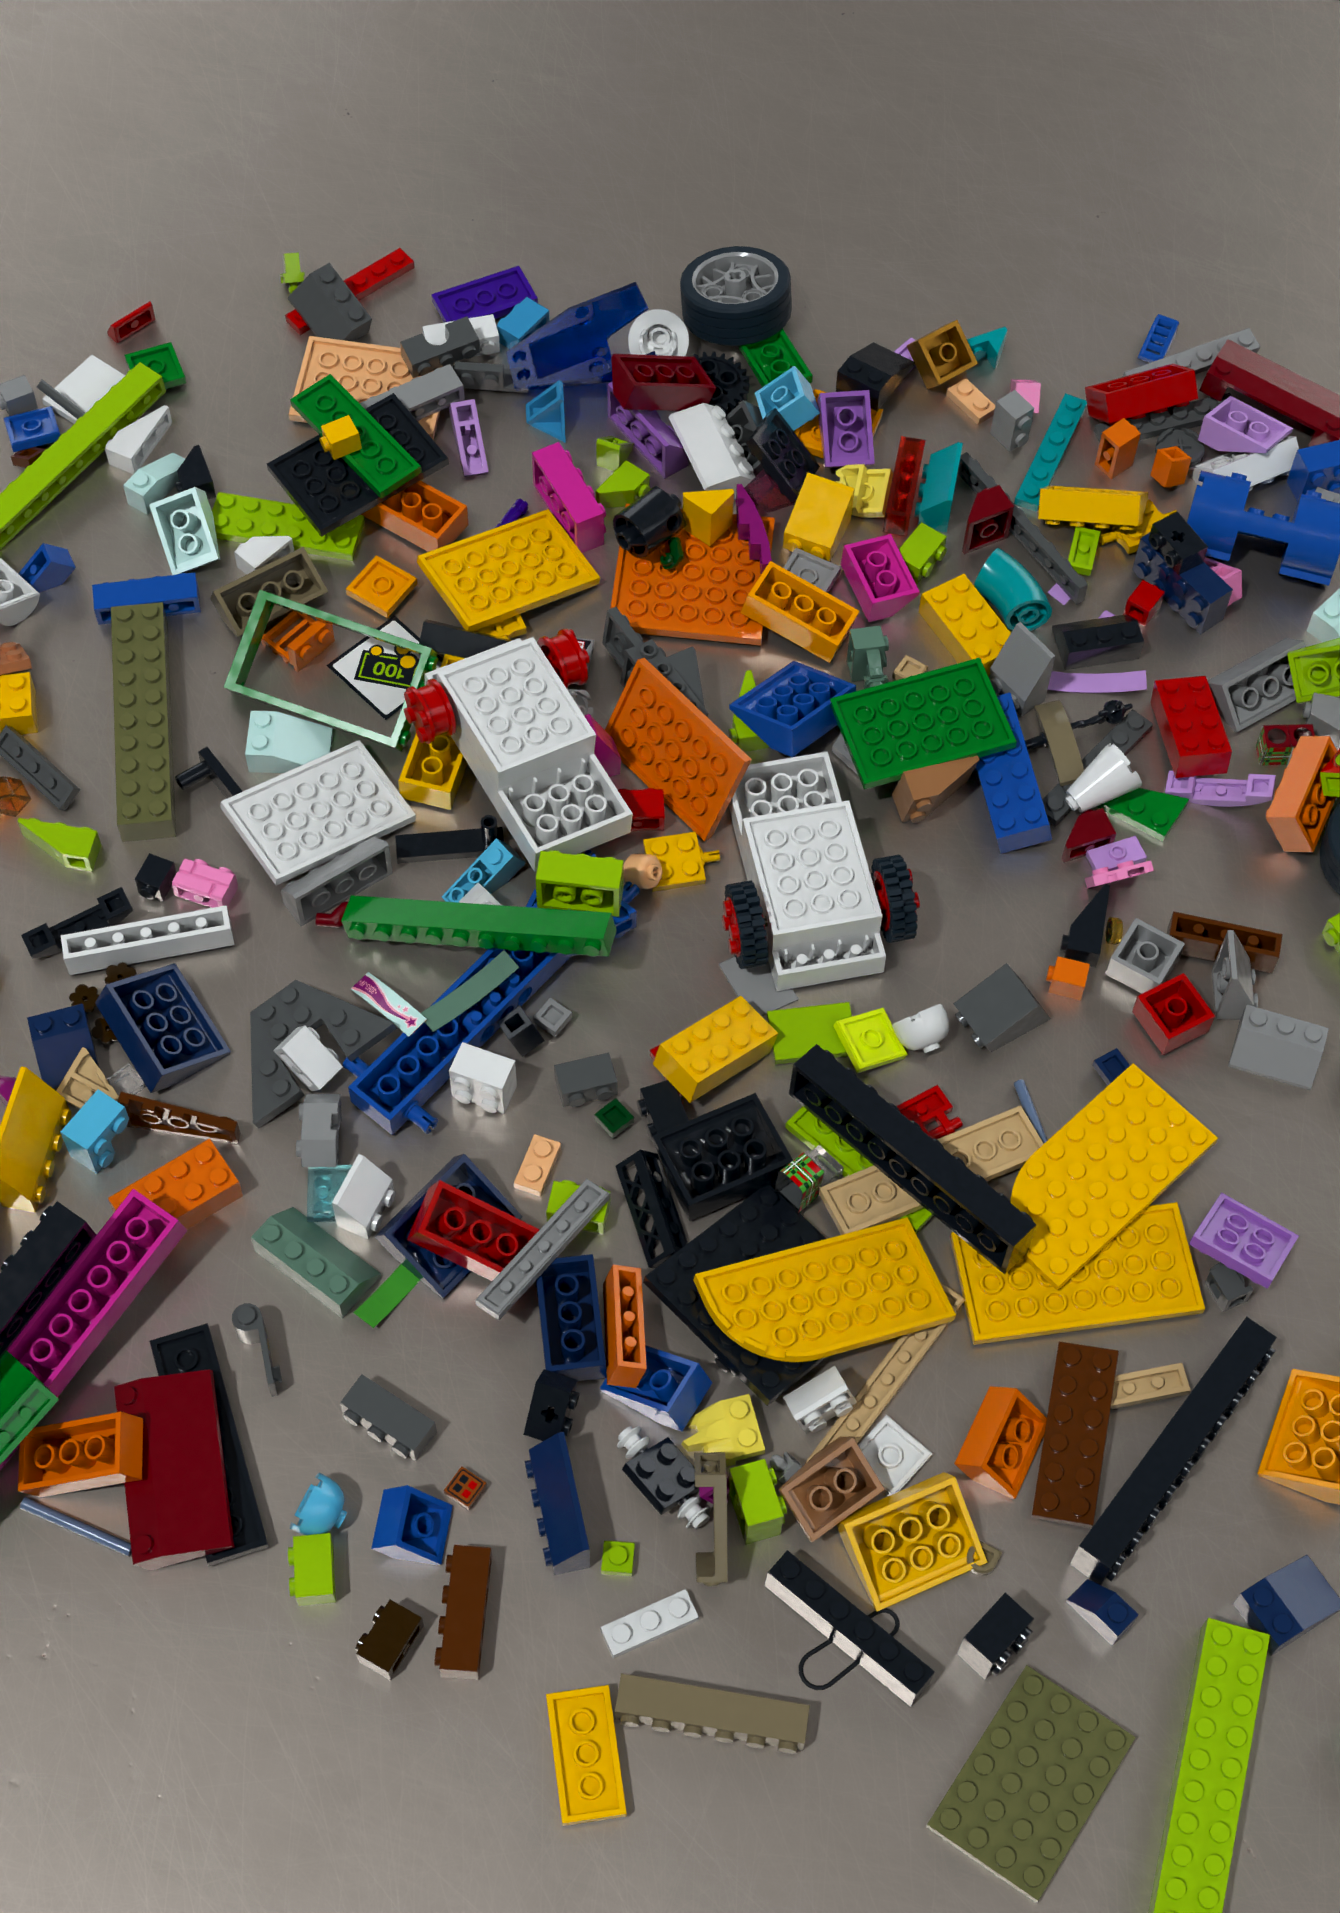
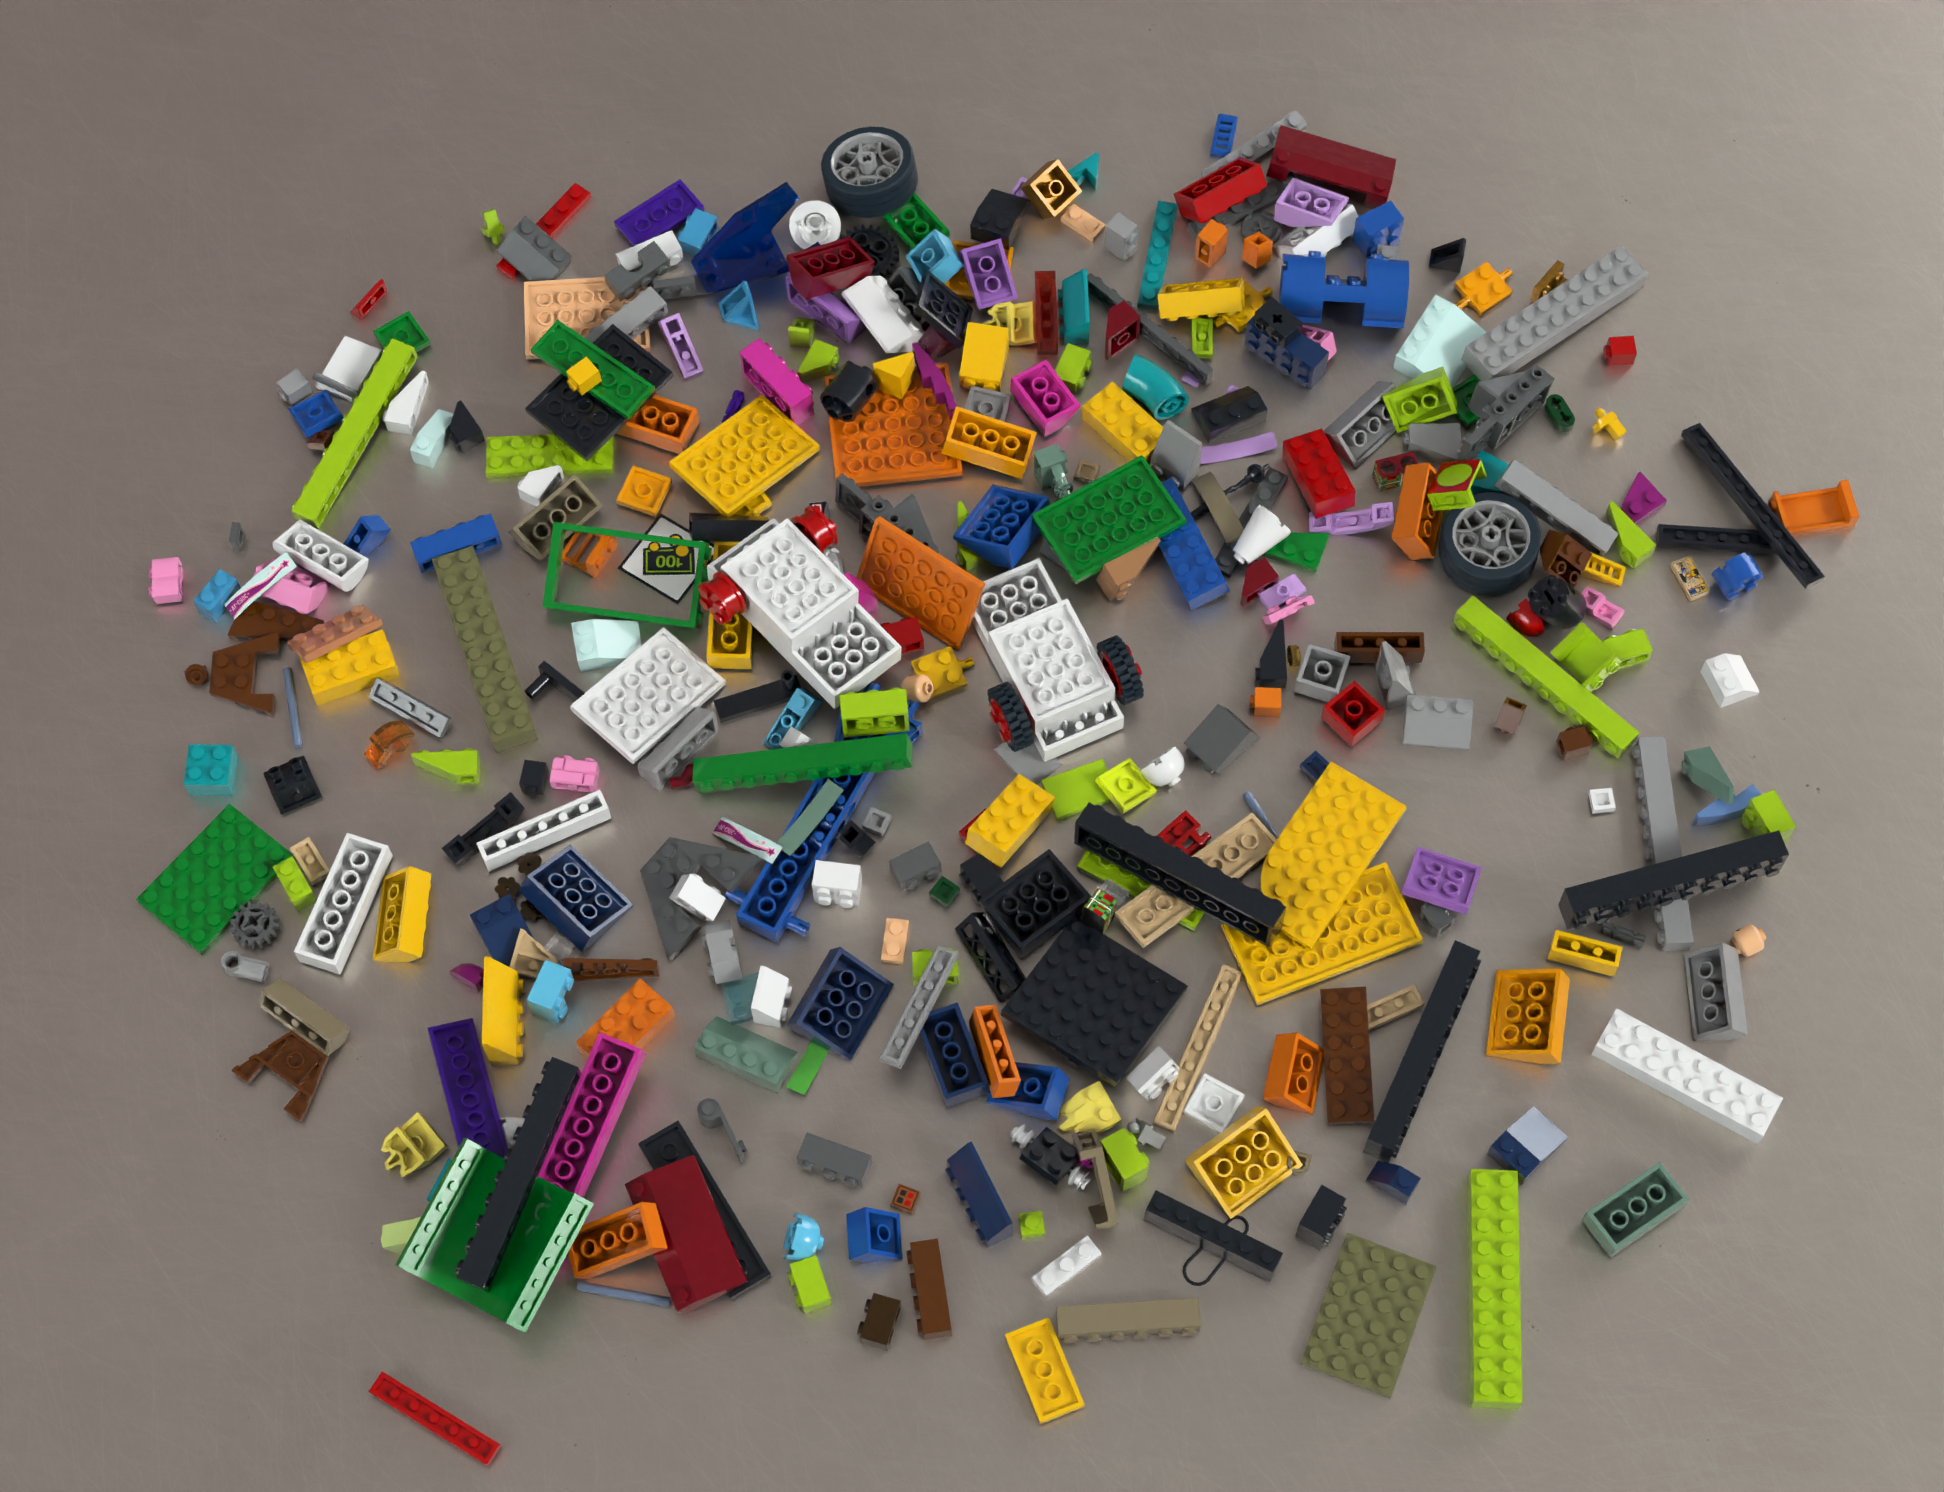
camera: 10 degrees left, 5 degrees up
(186, 530) = (472, 478): light aqua slope -> none
(468, 1231) = (860, 1006): red brick -> none
(549, 1392) = (955, 1113): black brick -> none
(675, 556) = (877, 414): dark green arm -> none
(828, 1294) = (1141, 993): yellow plate -> none
(830, 1487) = (1177, 1136): medium nougat slope -> none
(1028, 390) = (1127, 206): bright pink slope -> none
(1144, 602) = (1260, 373): red brick -> none

